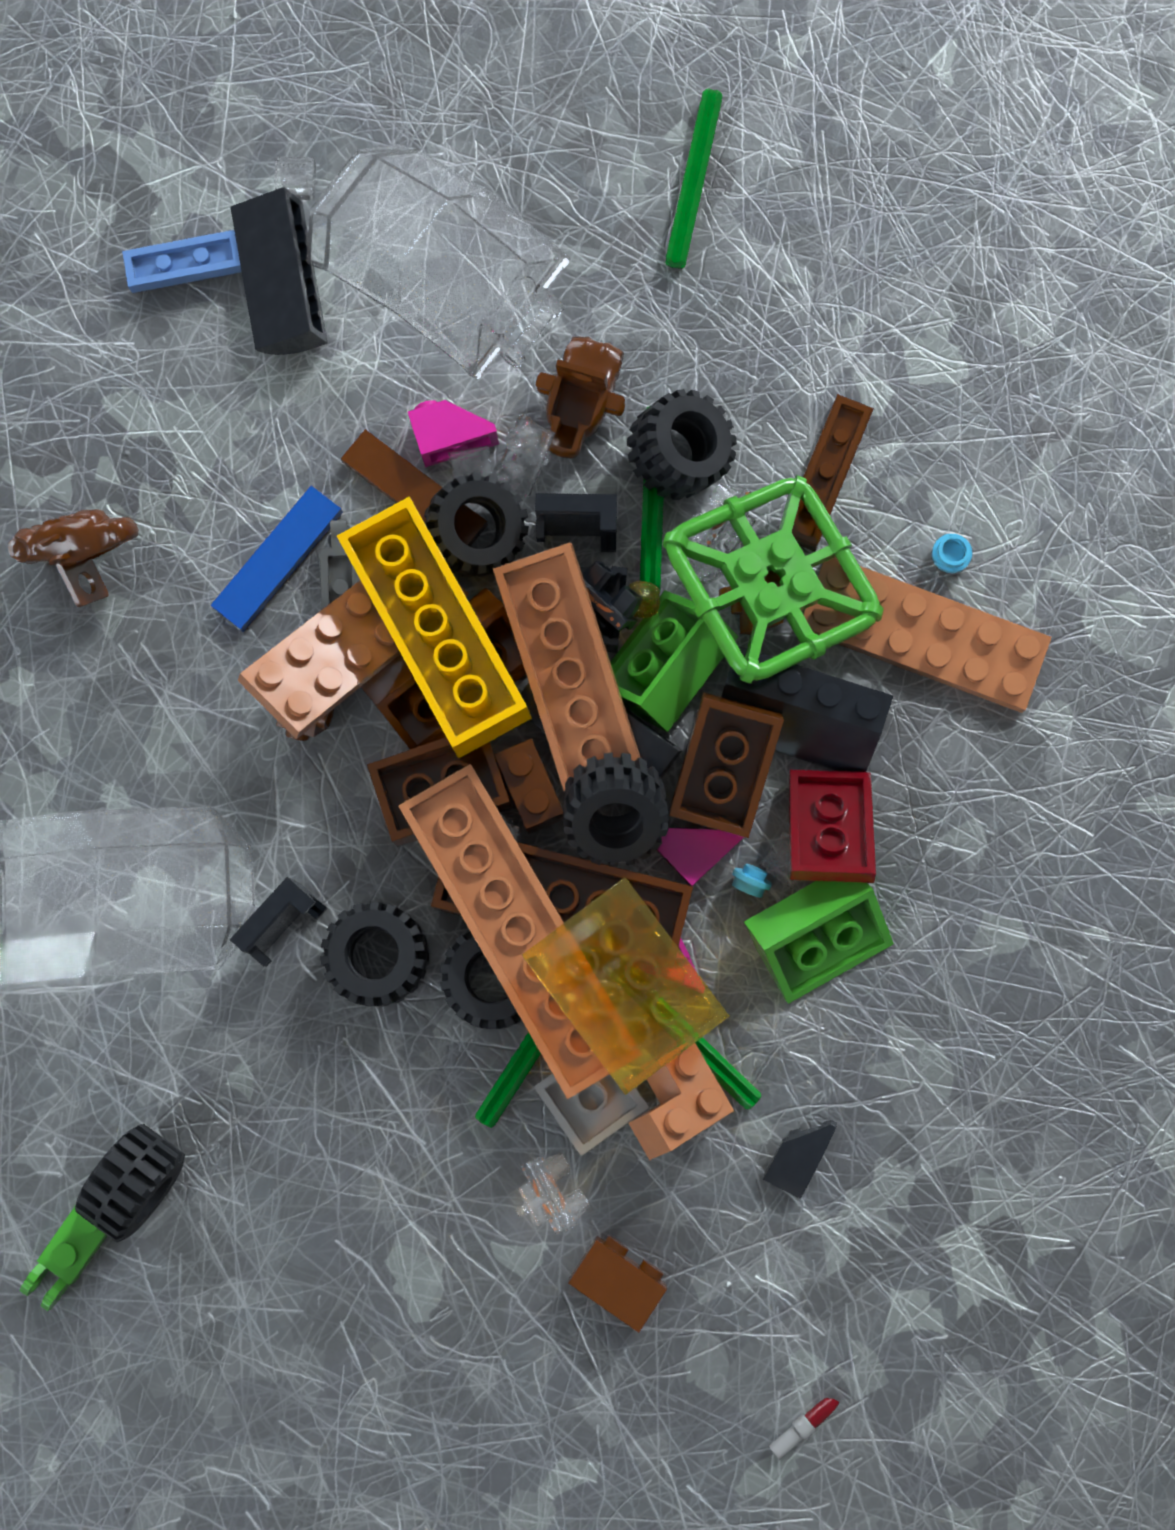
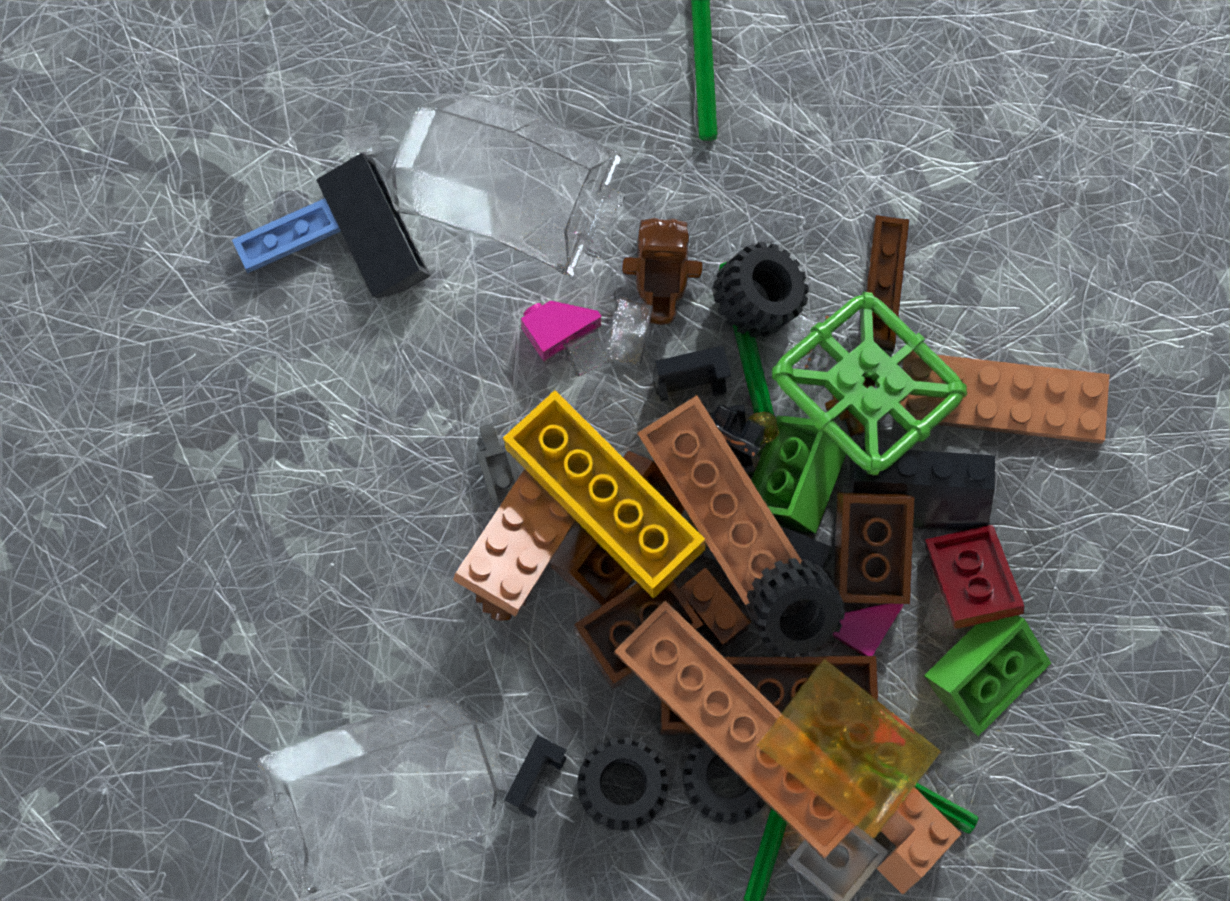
camera: 25 degrees left, 5 degrees down
(71, 545) = (265, 500): reddish brown piece -> none
(276, 558) = (439, 471): blue tile -> none
(400, 479) = (538, 382): reddish brown tile -> none
(504, 510) = (627, 384): black tyre -> none
(751, 880) = (919, 640): medium azure plate -> none
(799, 1158) = (1024, 861): black slope -> none
(951, 553) = (1007, 325): medium azure plate -> none

